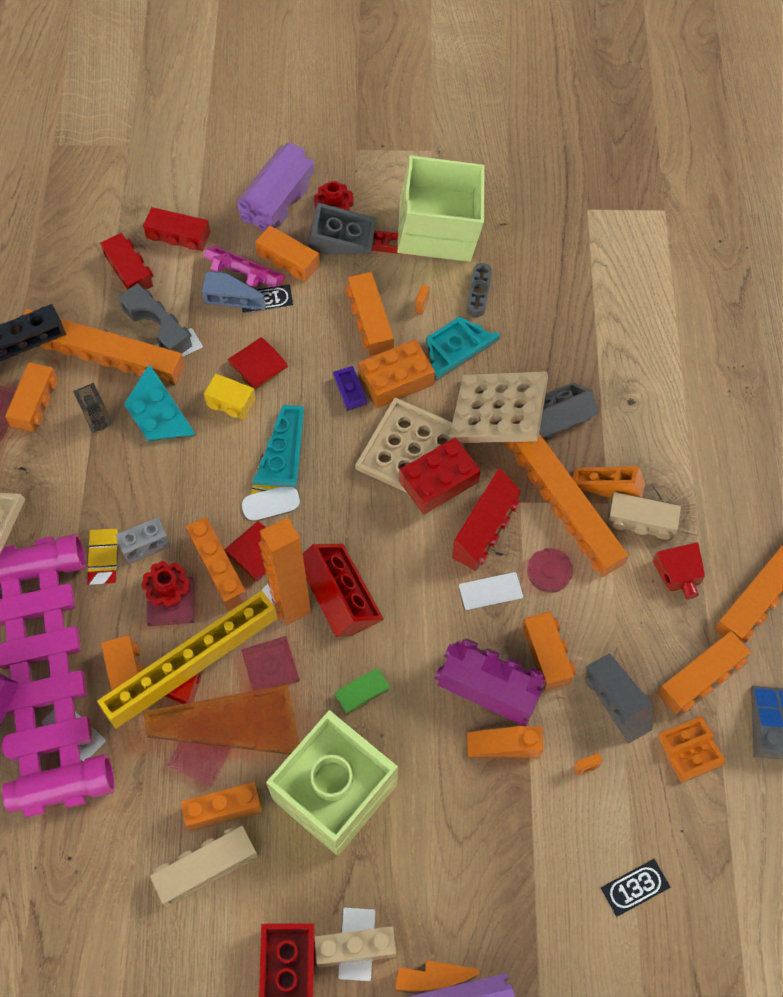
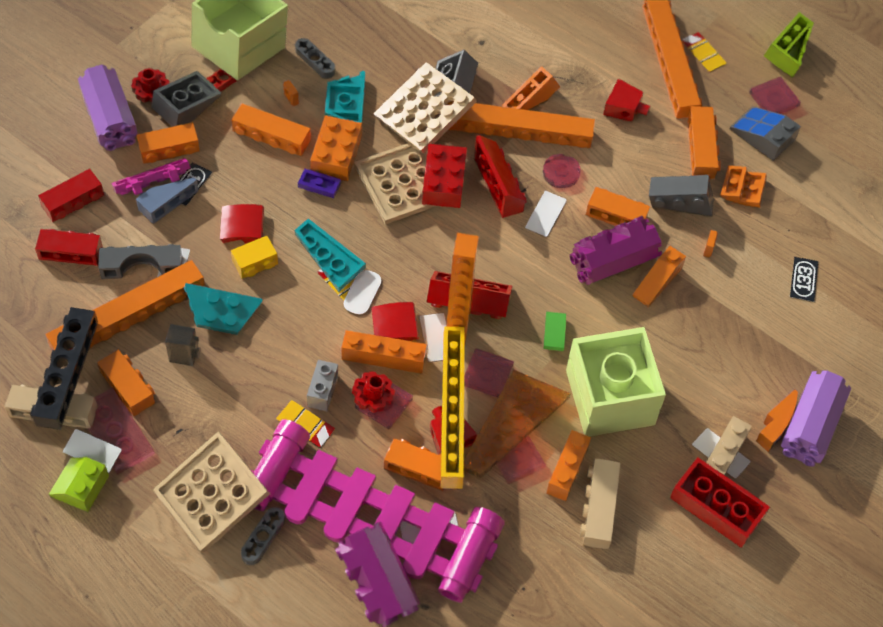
camera: 55 degrees left, 5 degrees down
(643, 516) = (572, 93): tan brick -> none

